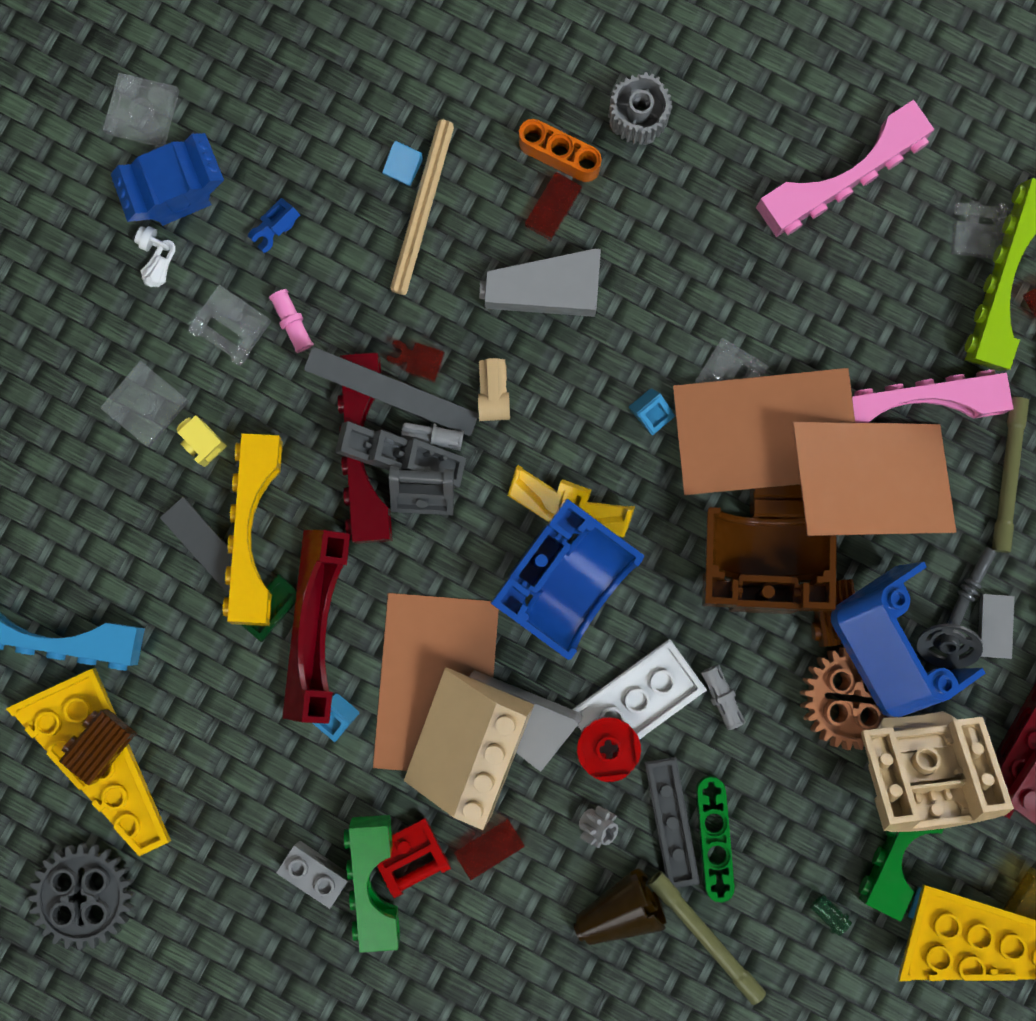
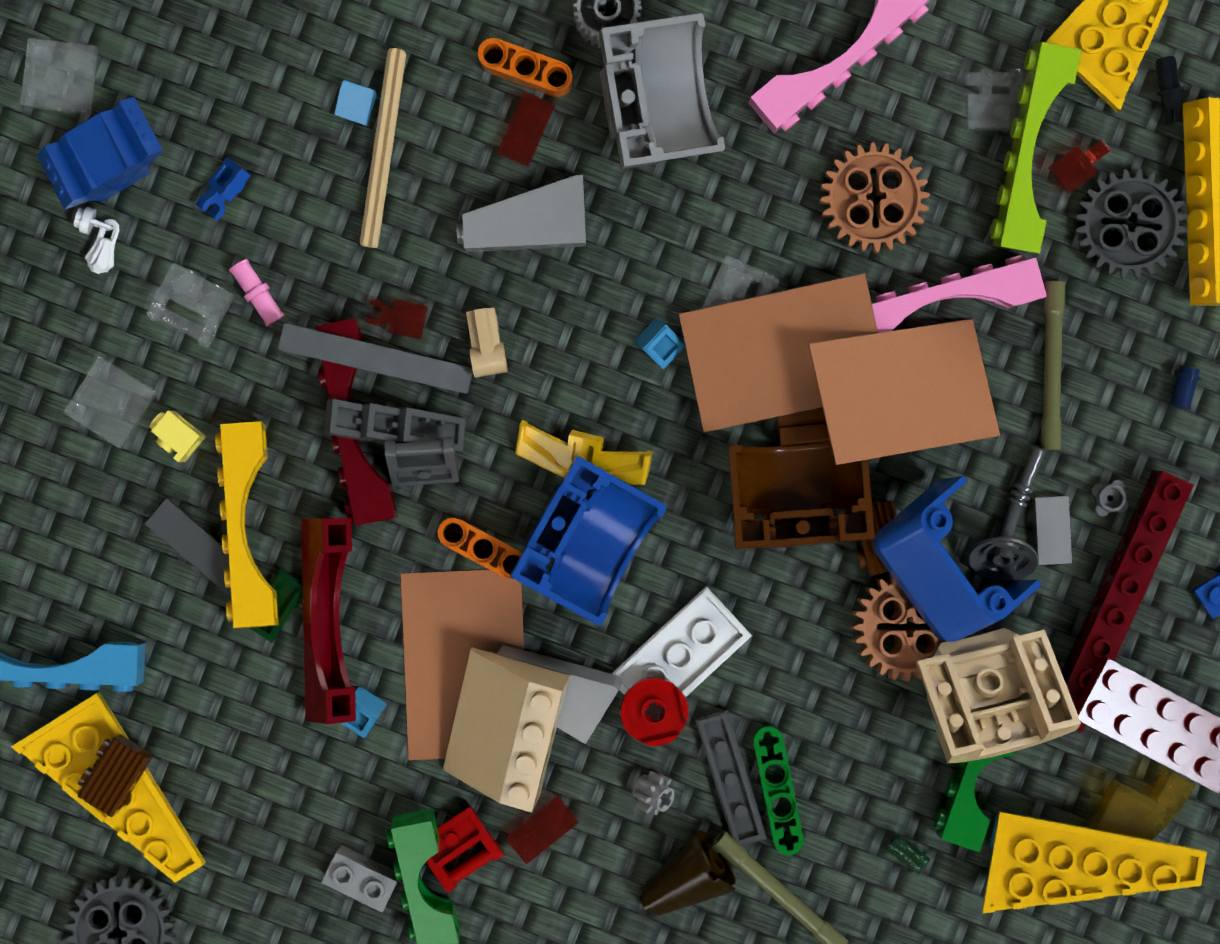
camera: 15 degrees left, 5 degrees up
(433, 435) = (426, 399): light grey axle -> none
(457, 566) = (466, 546): none -> orange beam
(676, 179) = (657, 93): none -> light grey piece
(723, 697) = (770, 641): light grey pin -> none
(890, 306) = (843, 198): none -> nougat gear

